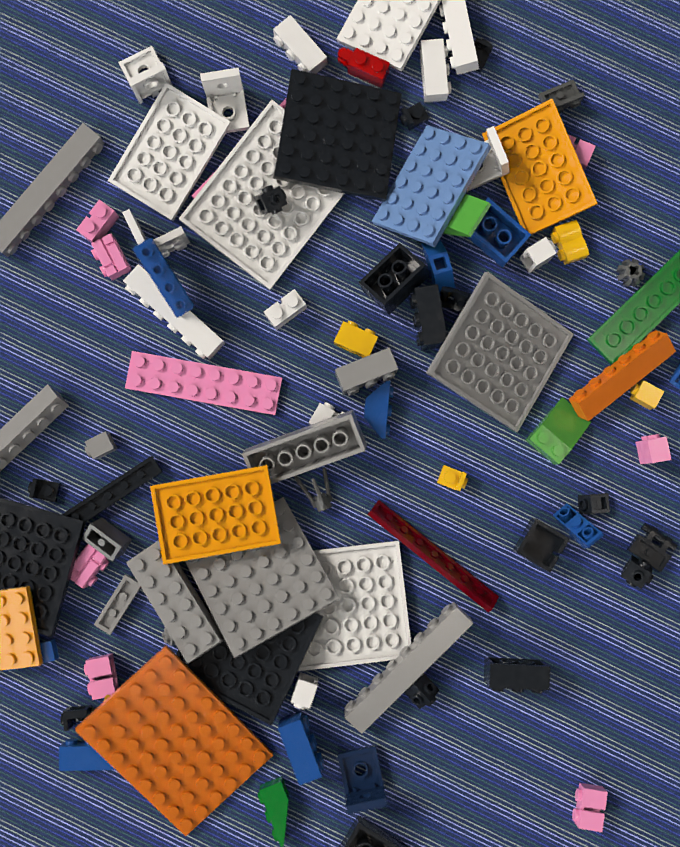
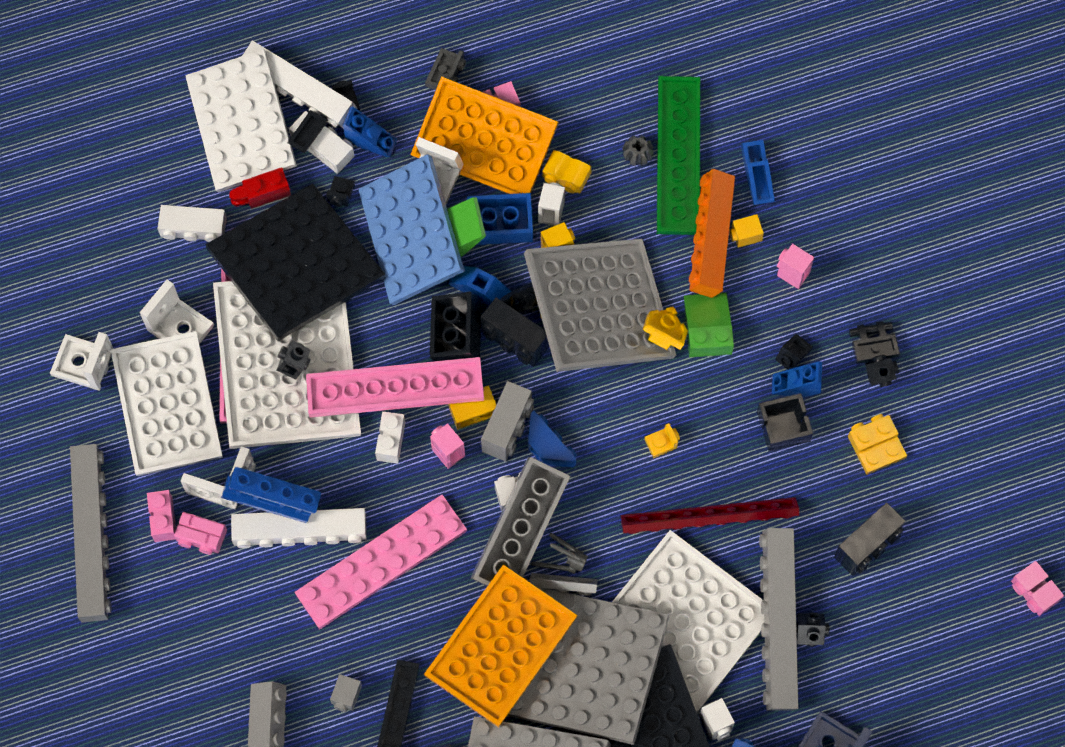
camera: 40 degrees left, 15 degrees down
(299, 508) = (564, 584): none -> light grey plate
(313, 350) = (447, 445): none -> bright pink piece
(317, 280) = (394, 387): none -> bright pink plate
(429, 53) = (307, 131): none -> black tile
(467, 92) = (368, 134): none -> blue slope
(518, 282) = (557, 236): none -> yellow brick
(527, 409) = (665, 328): none -> yellow plate
(585, 614) = (876, 443): none -> yellow plate

